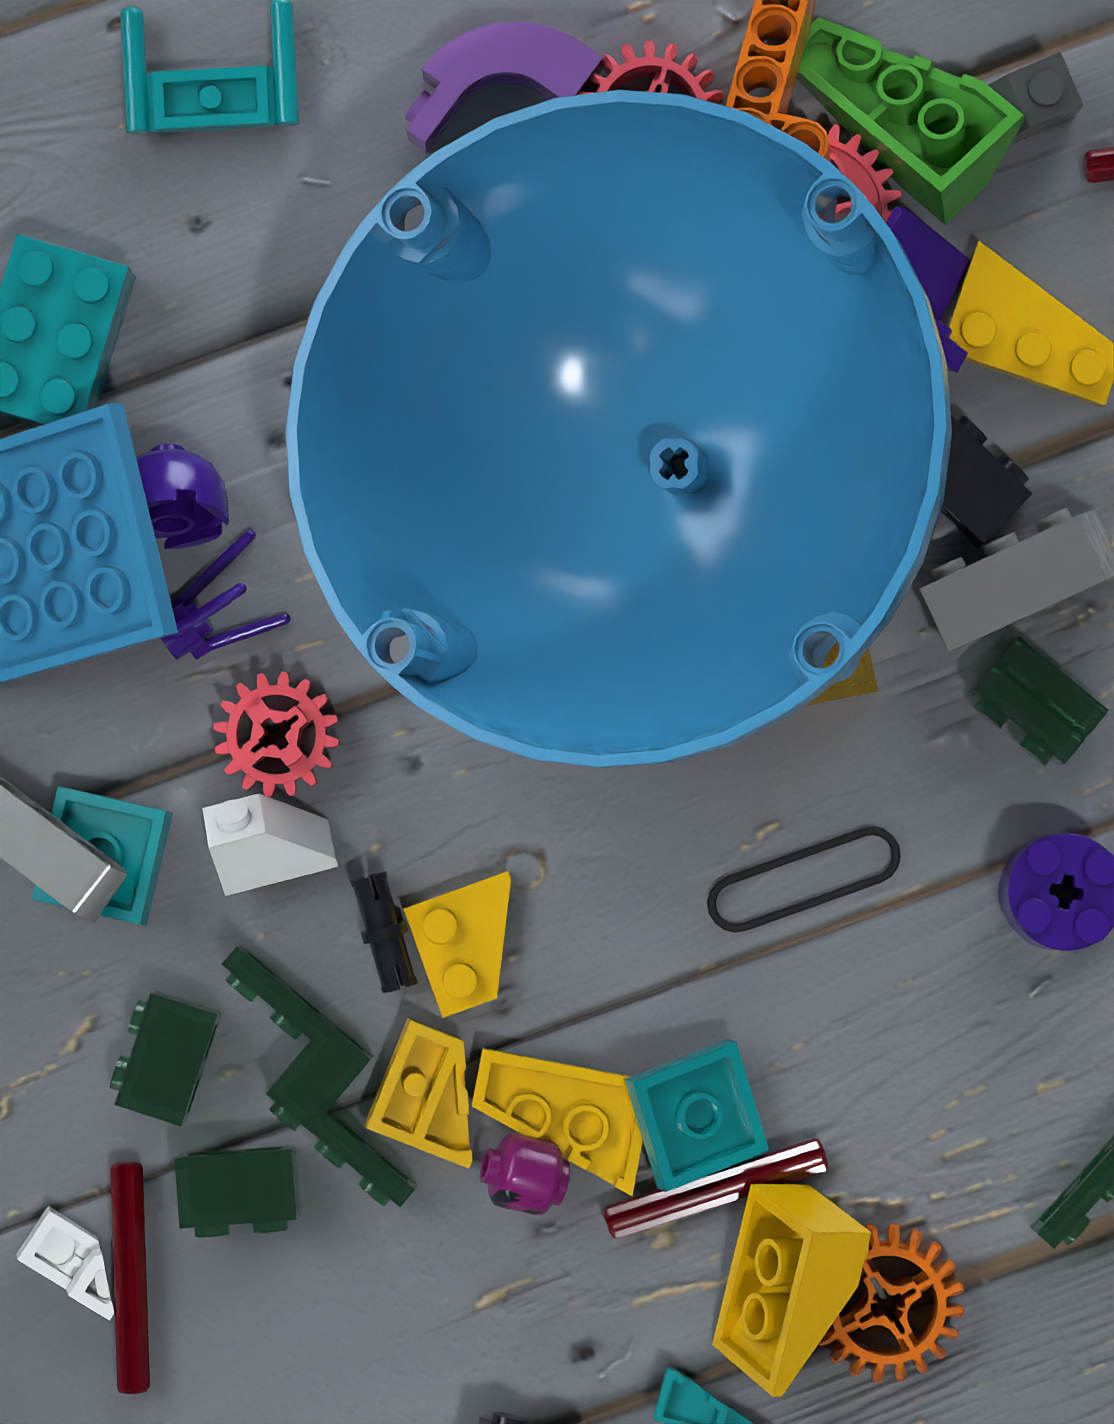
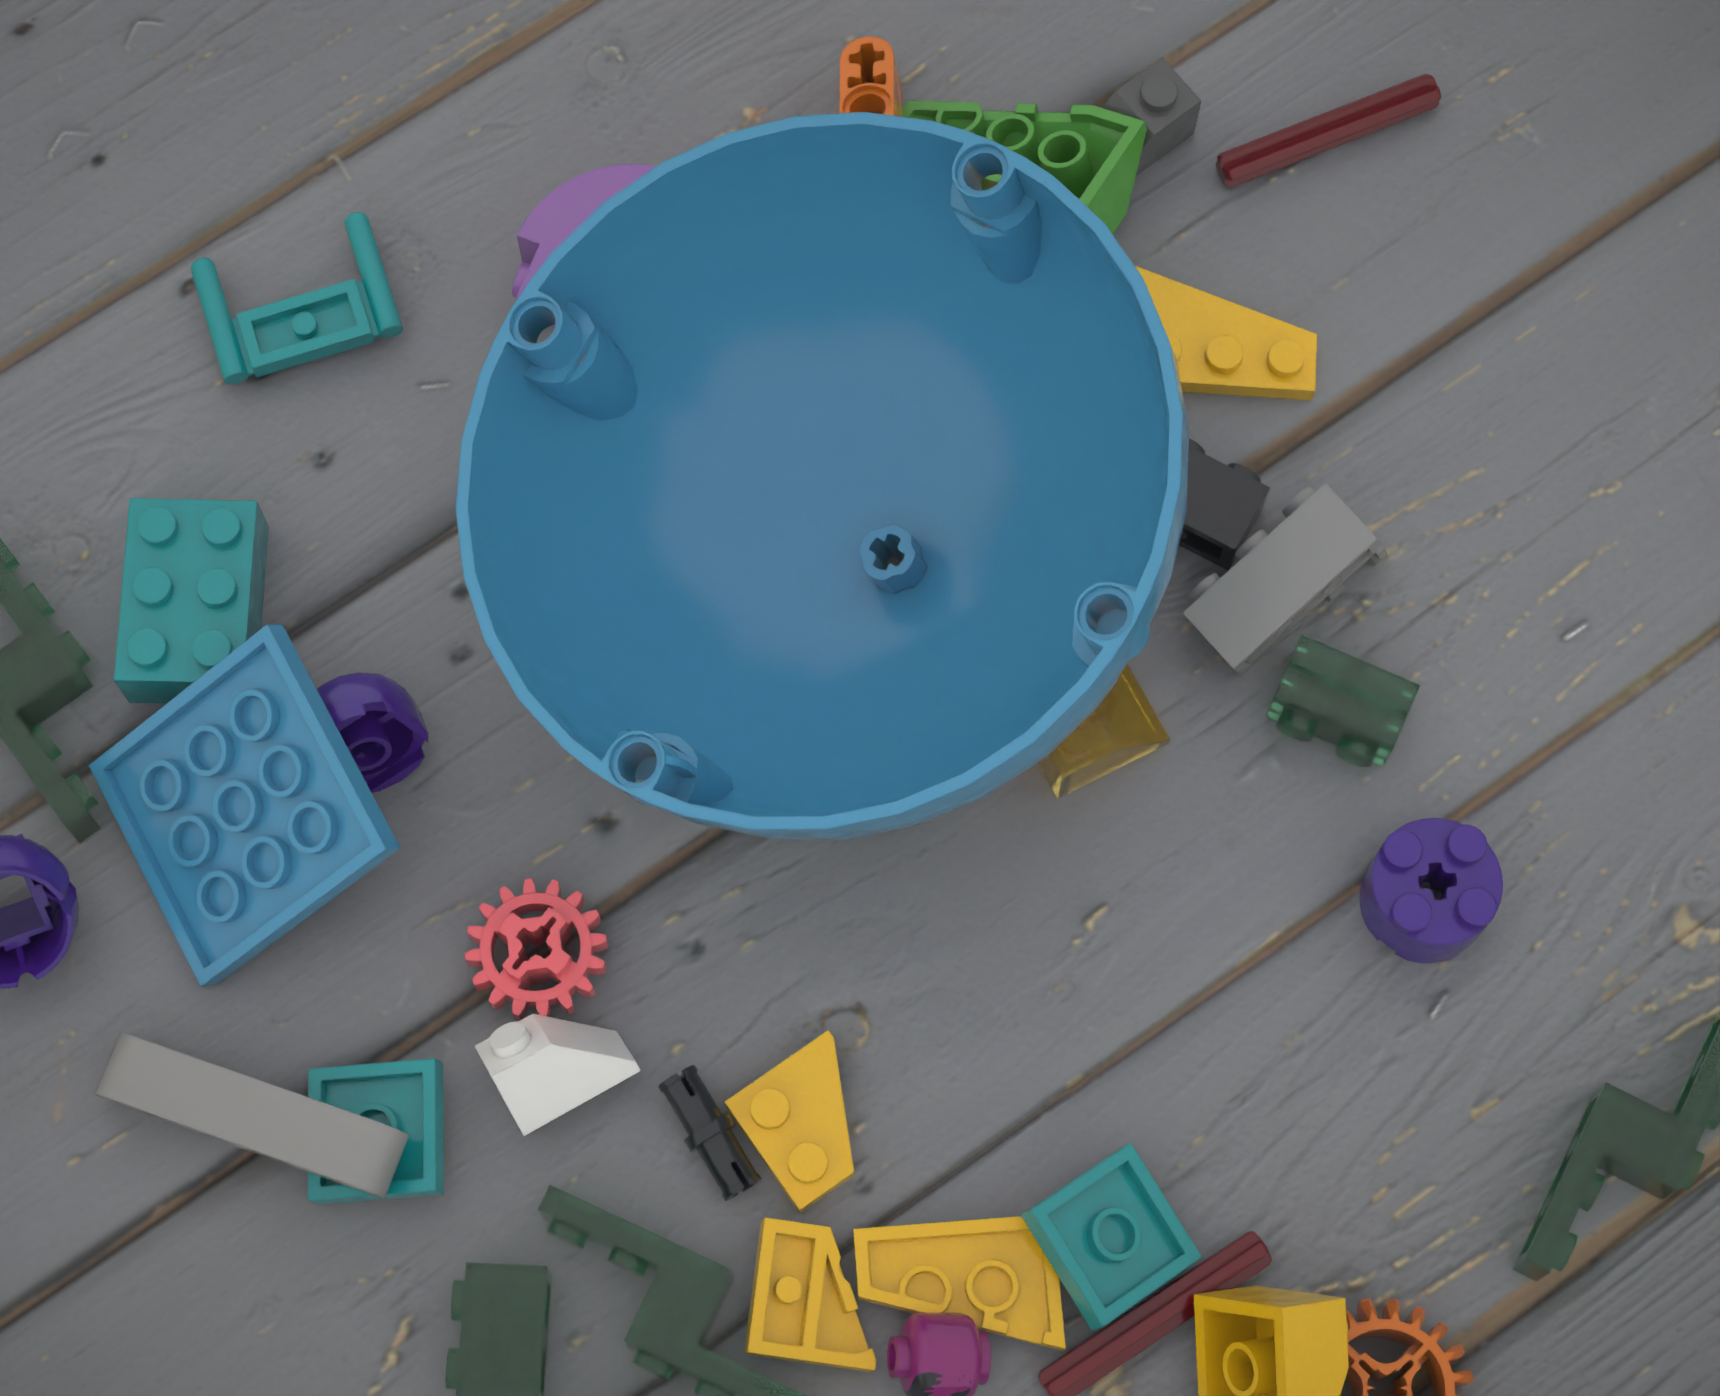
camera: 15 degrees left, 15 degrees down
(193, 620) = (411, 866): dark purple plant -> none
(810, 902) = (1164, 981): black piece -> none

